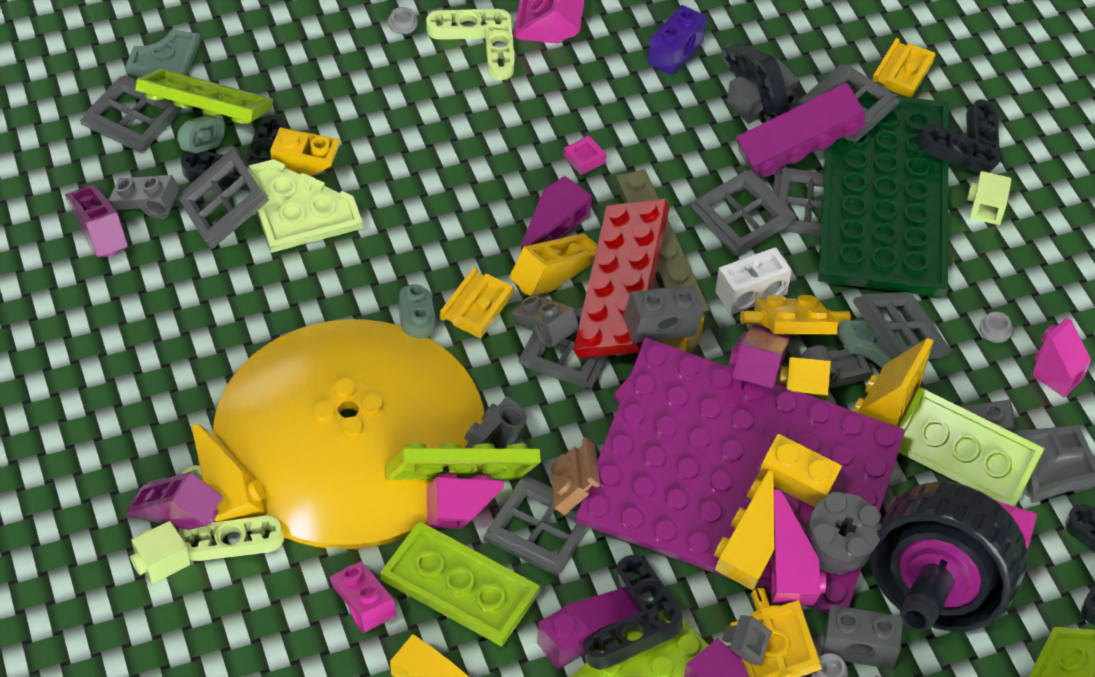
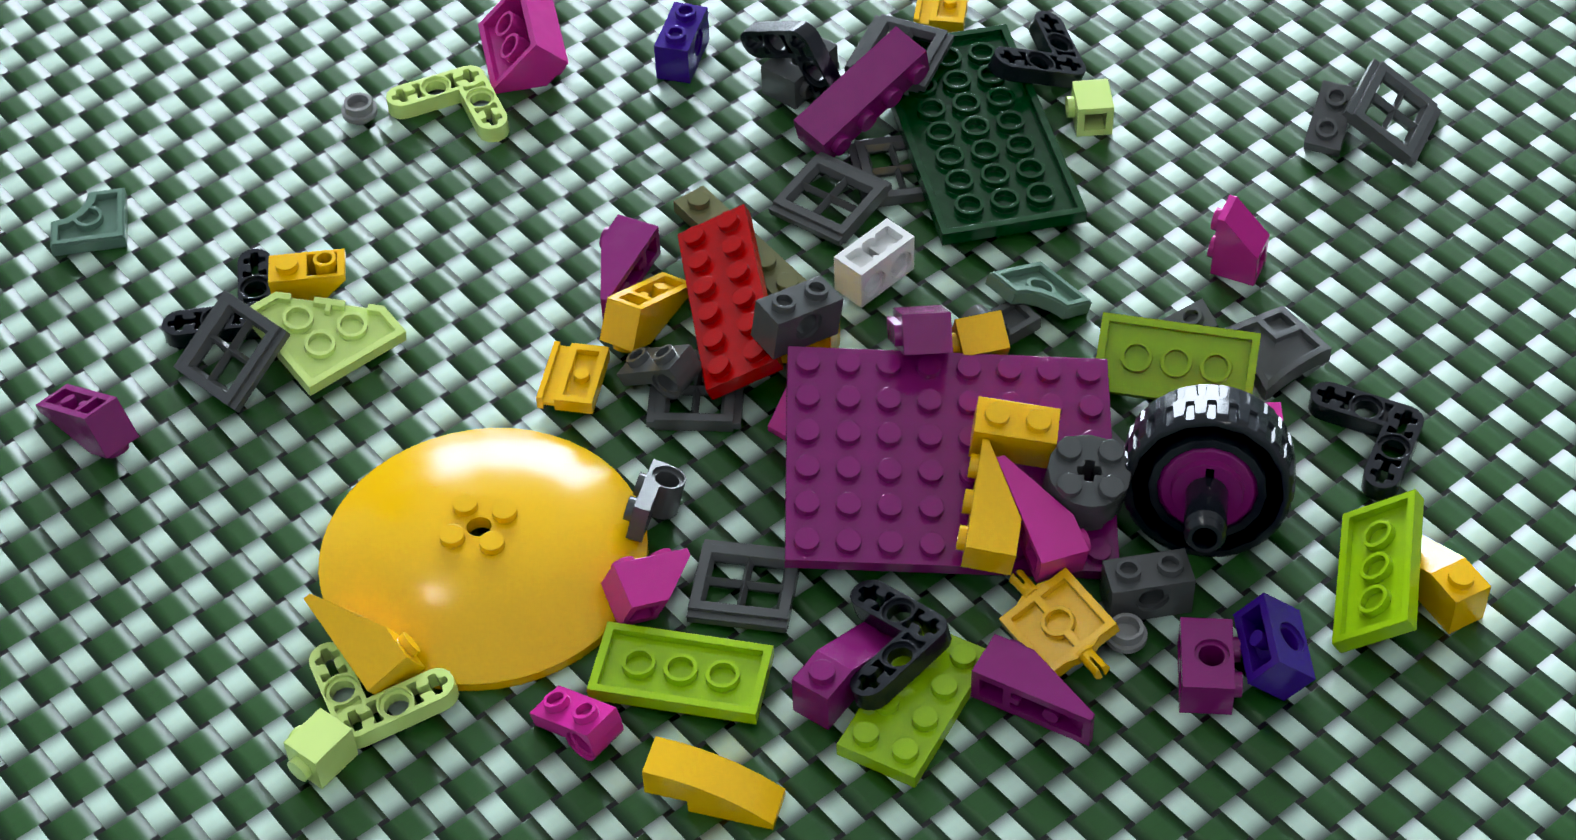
camera: 15 degrees left, 5 degrees down
(117, 131) = (72, 320): dark grey piece -> none
(150, 193) = (144, 372): dark grey plate -> none
(177, 499) = (328, 678): magenta slope -> none
(201, 134) = (175, 291): sand green plate -> none
(211, 97) = (169, 248): lime plate -> none
(416, 311) = (508, 406): sand green plate -> none
(420, 462) = (595, 550): lime plate -> none
(574, 475) = (764, 519): medium nougat plate -> none
(585, 155) = (629, 190): dark pink plate -> none
(748, 639) = (1029, 623): dark grey tile -> none
(794, 316) = (933, 285): yellow plate -> none
(868, 307) = (1093, 272): dark grey piece -> none
(895, 385) = (1077, 315): yellow slope -> none
(996, 327) = (1153, 235): light grey plate -> none

